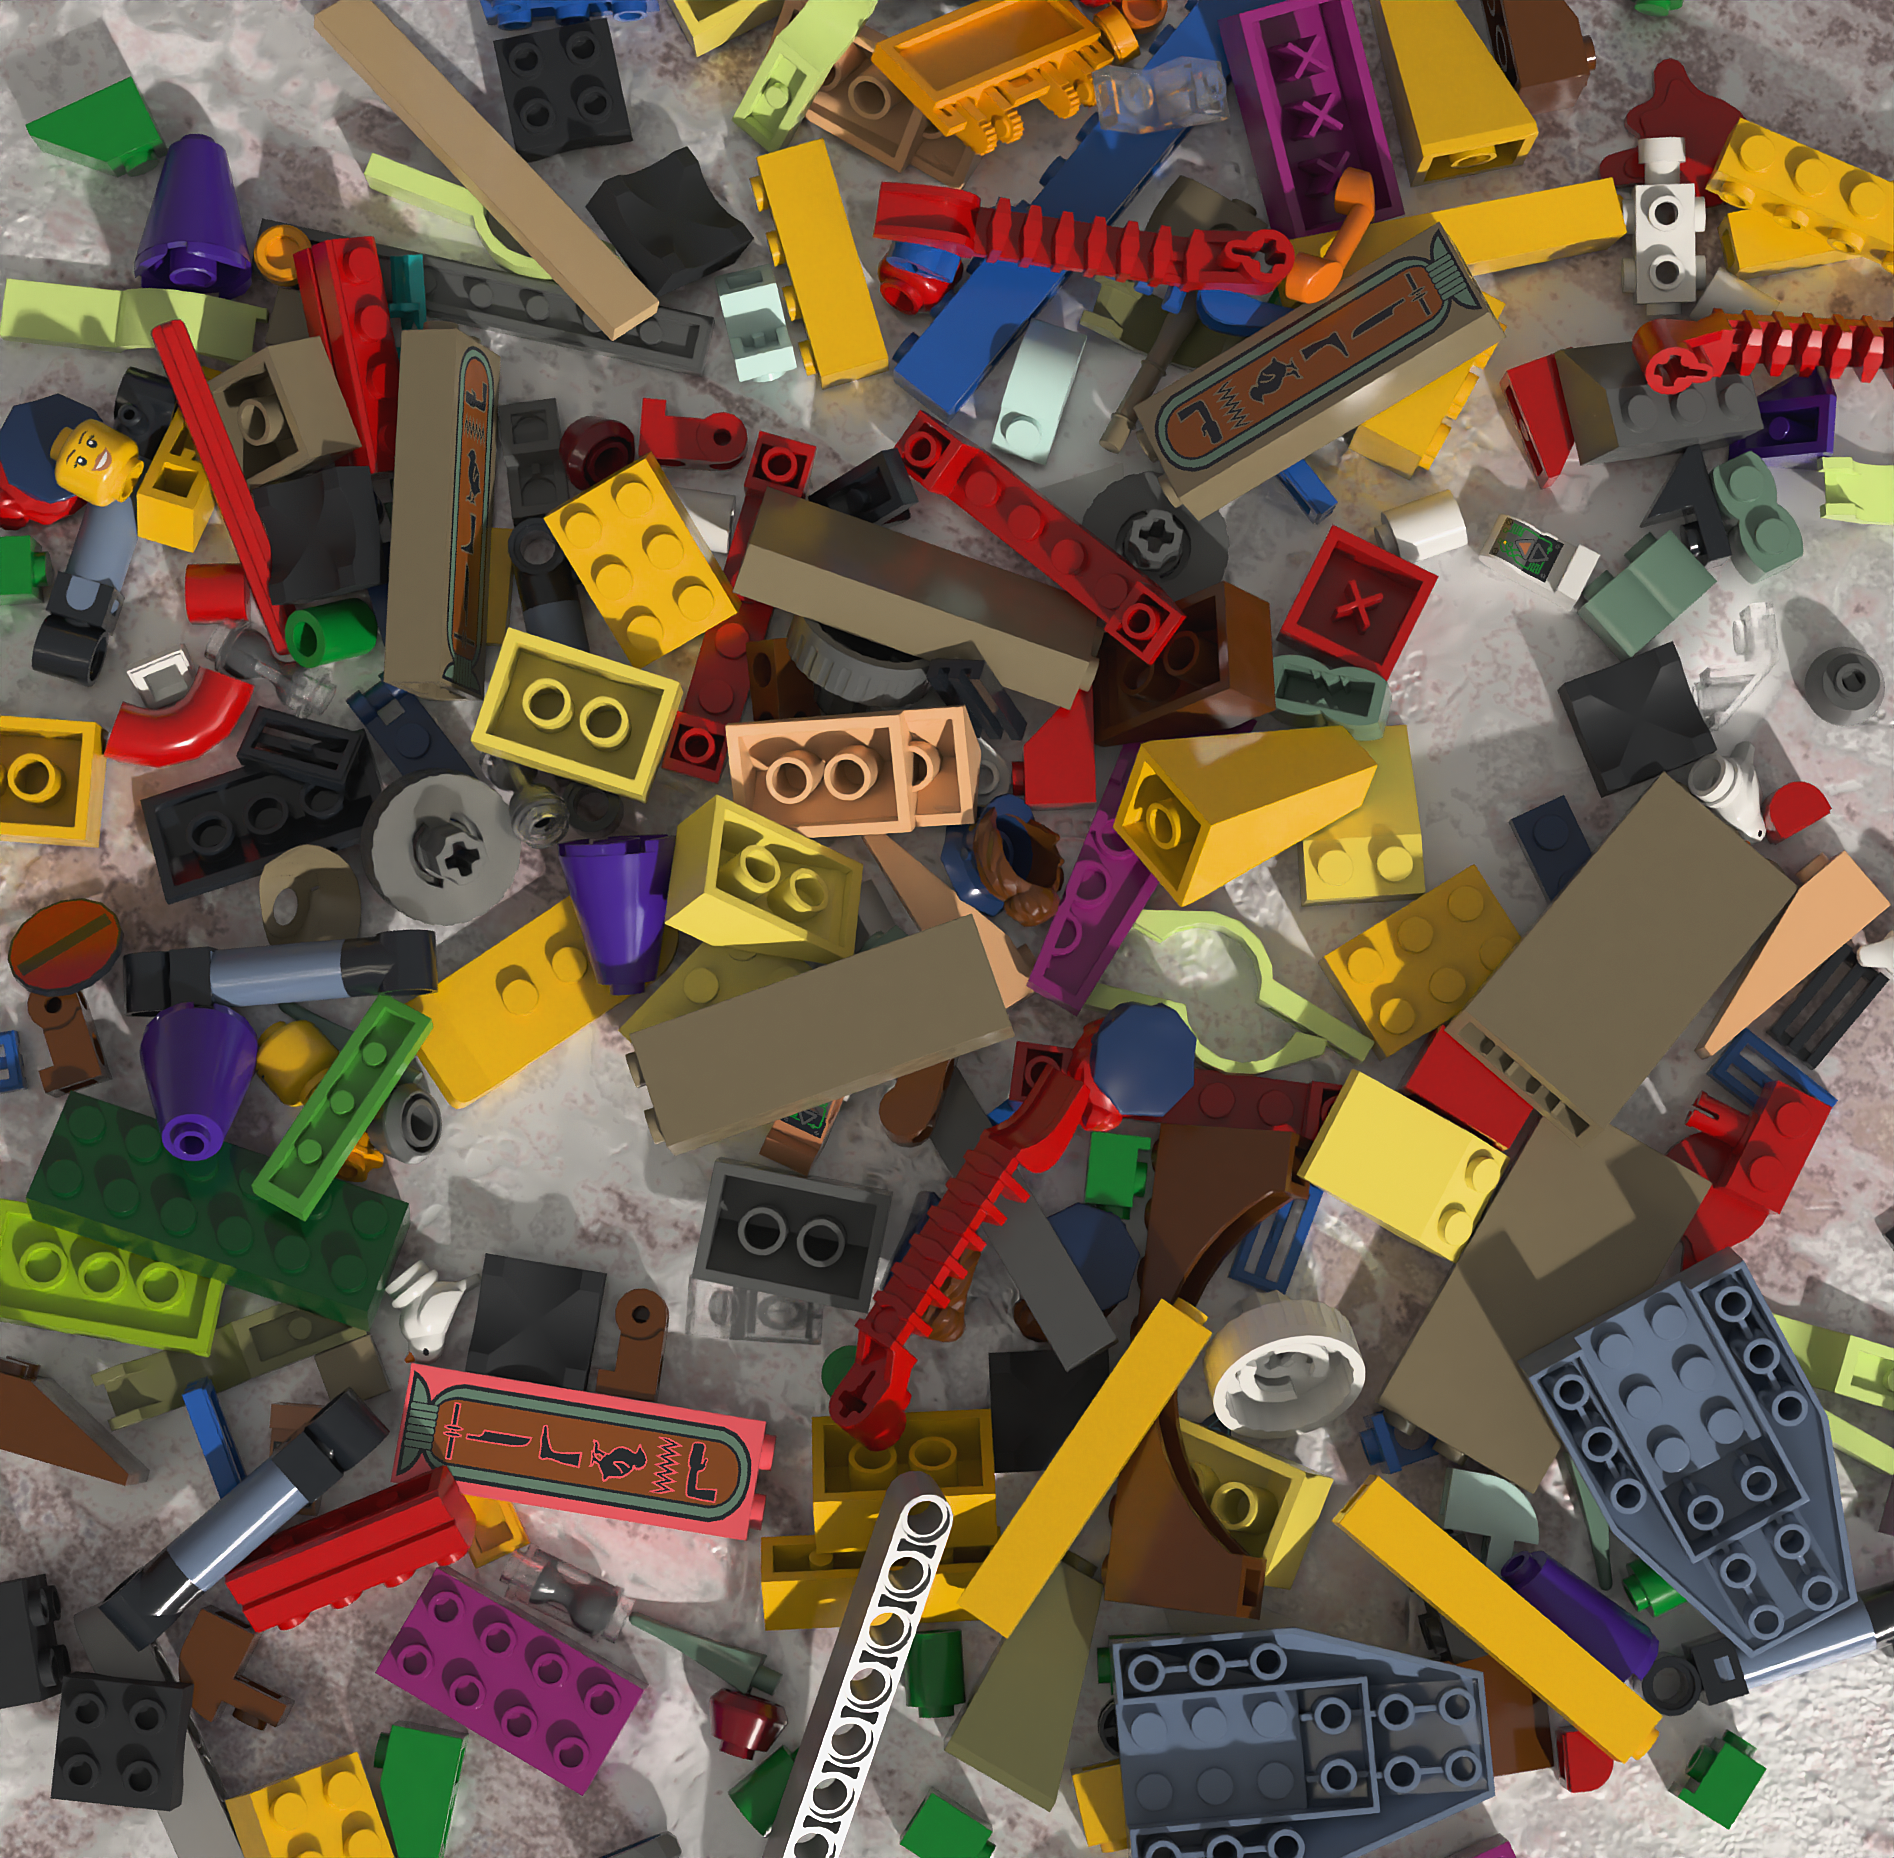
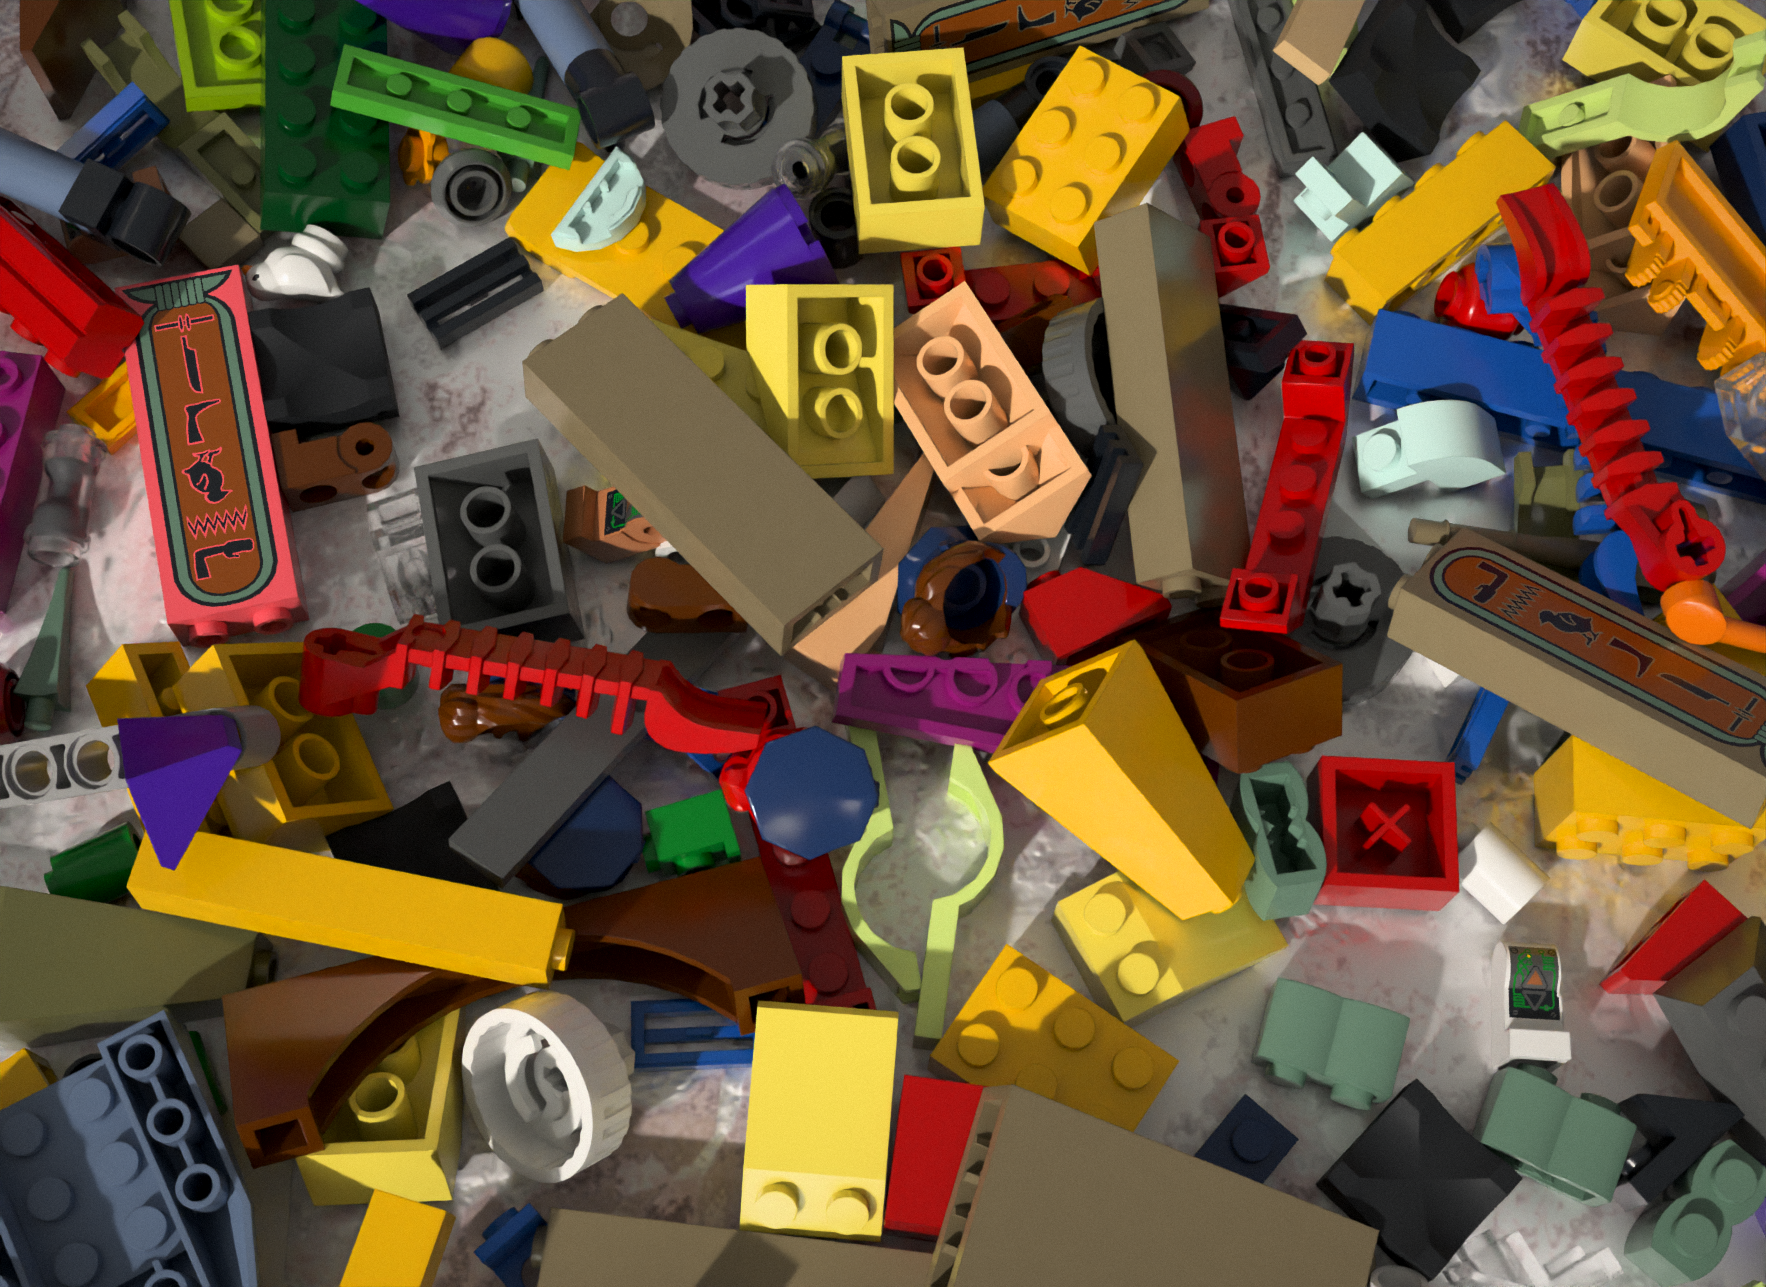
camera: 65 degrees right, 15 degrees down
(486, 1007) = (605, 208): none -> light aqua tile
(500, 1110) = (471, 284): none -> black tile
(945, 1557) = (176, 773): none -> dark purple slope
(1501, 733) = (1330, 1043): none -> sand green brick

